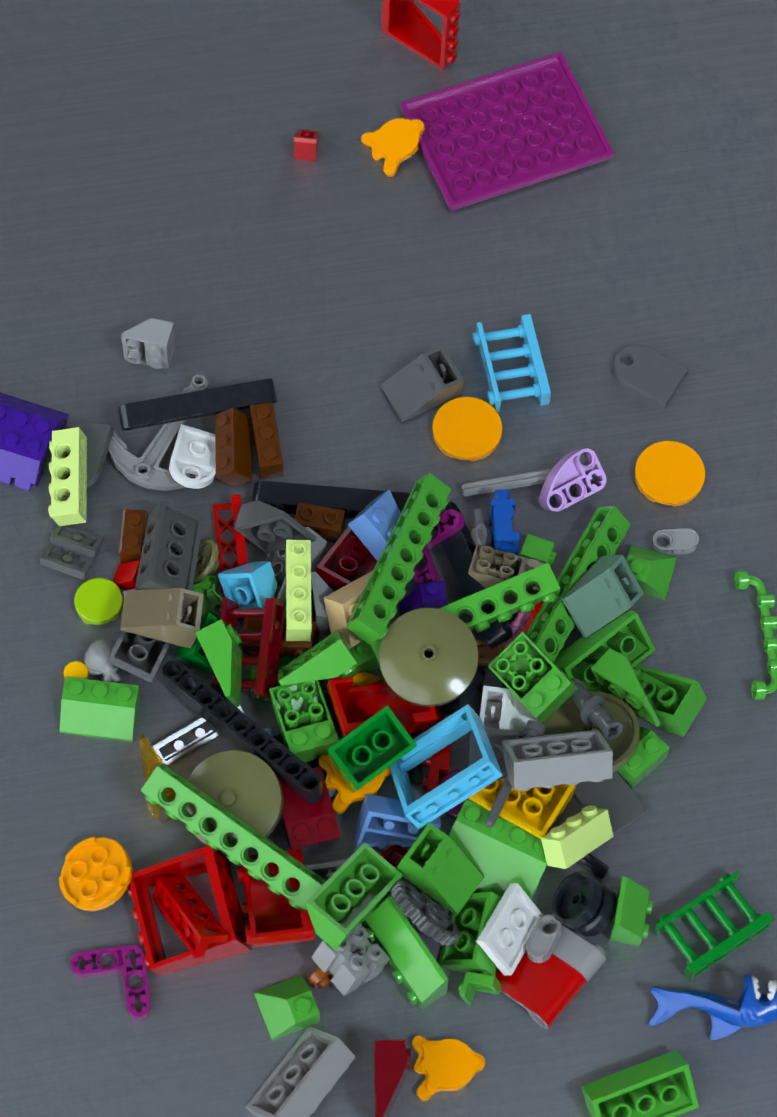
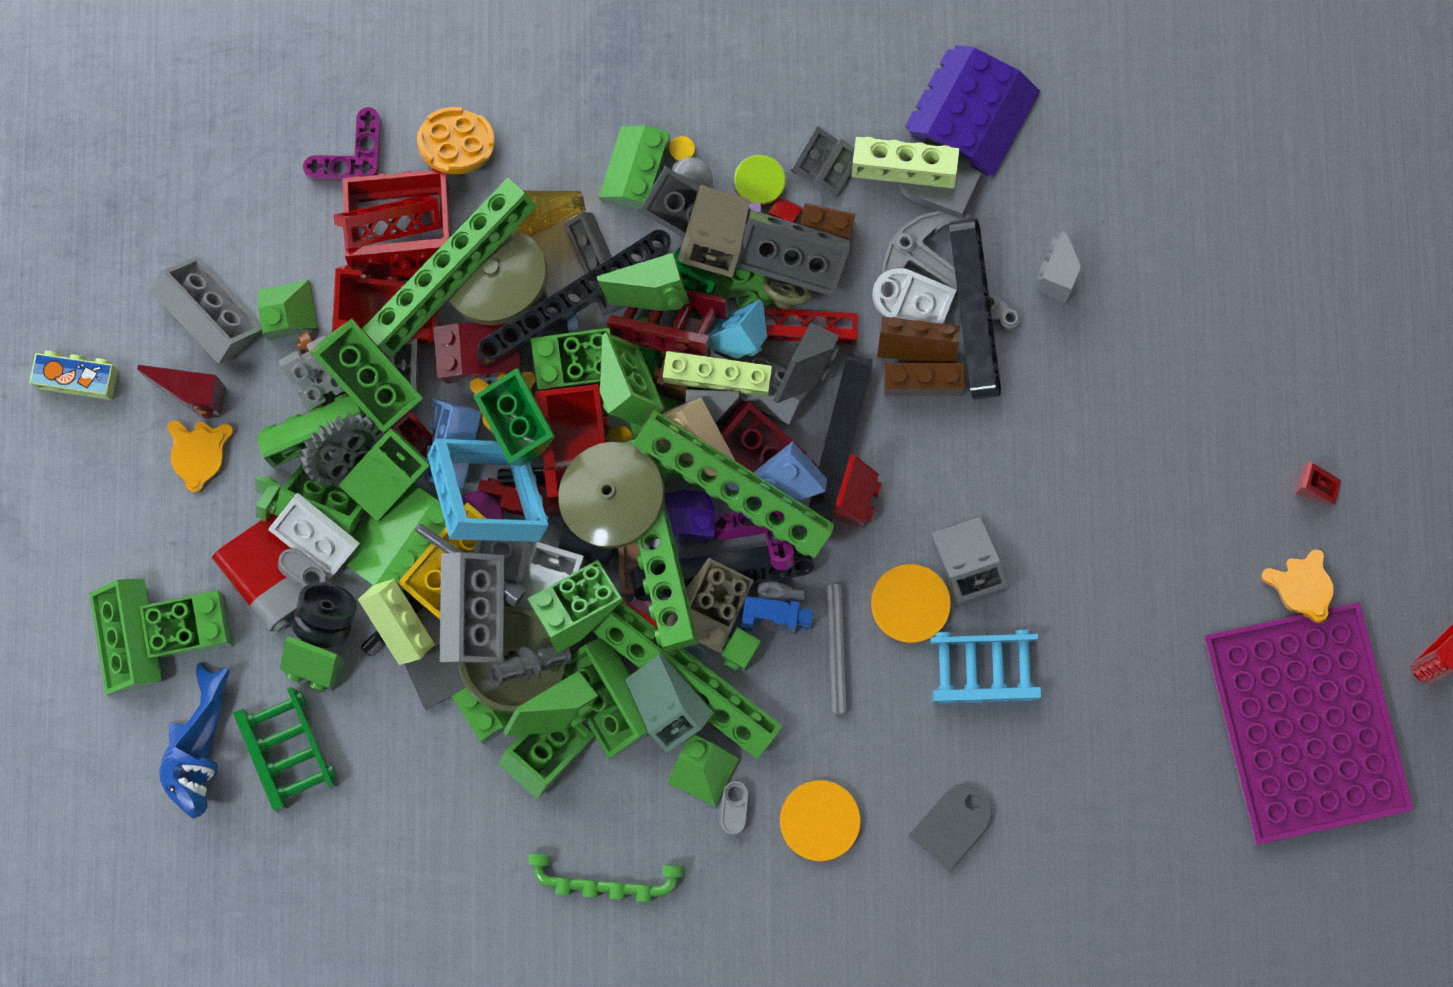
camera: 105 degrees right, 15 degrees up
(323, 520) = (813, 420): reddish brown brick -> none
(381, 475) = (856, 493): none -> red slope
(571, 472) = (827, 701): lavender beam -> none
(618, 1035) = (186, 625): none -> bright green slope

